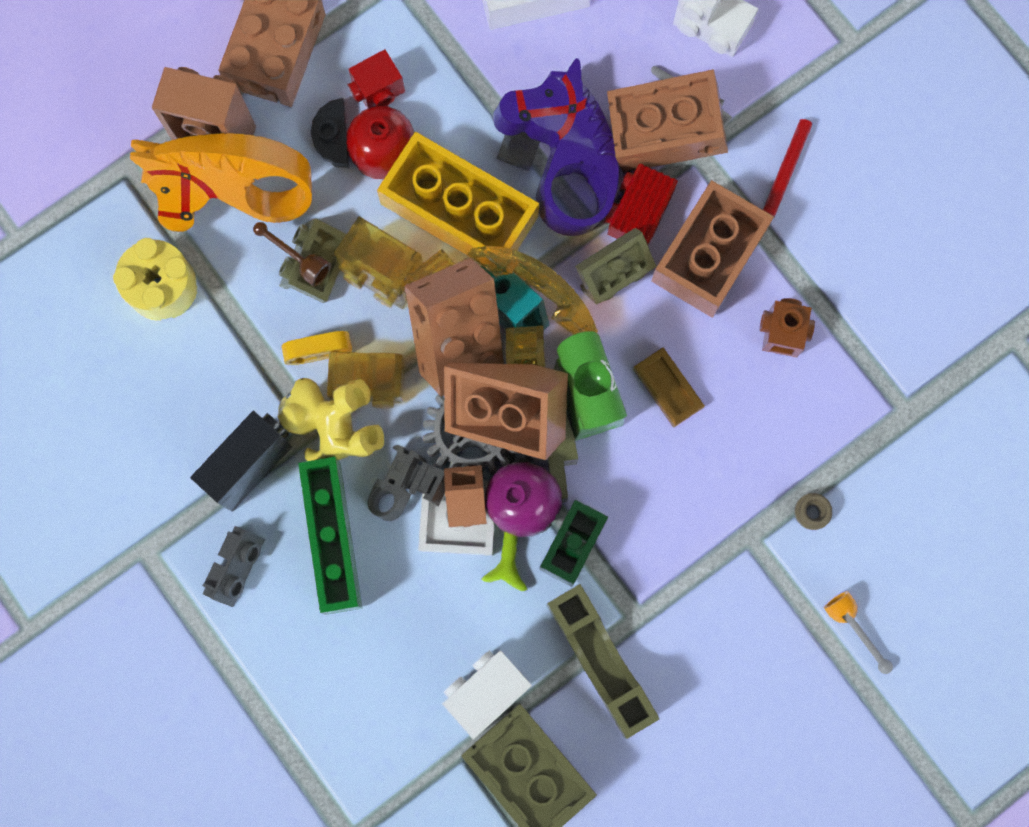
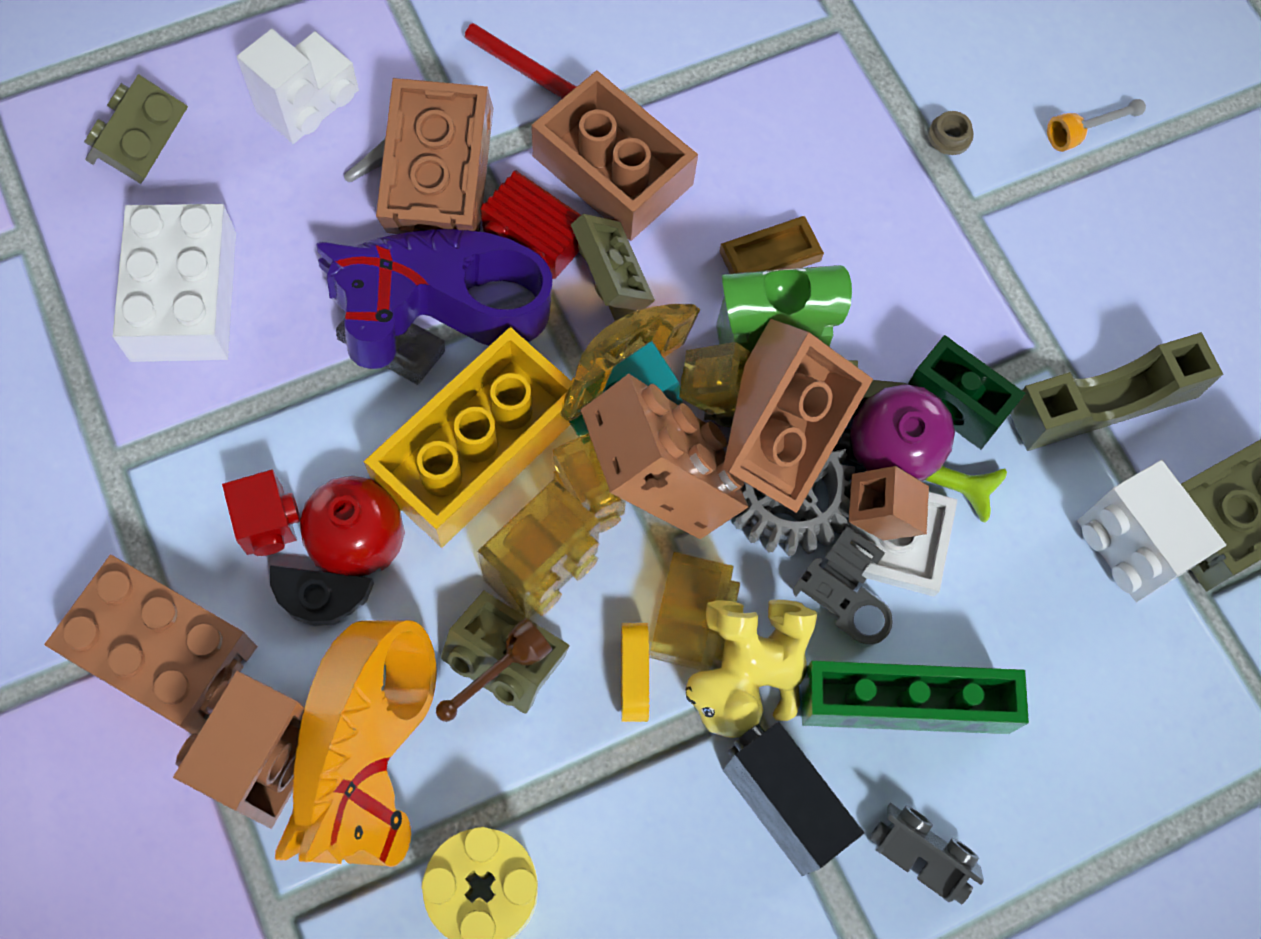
camera: 85 degrees left, 10 degrees down
(786, 327) = (729, 101): dark orange brick -> none

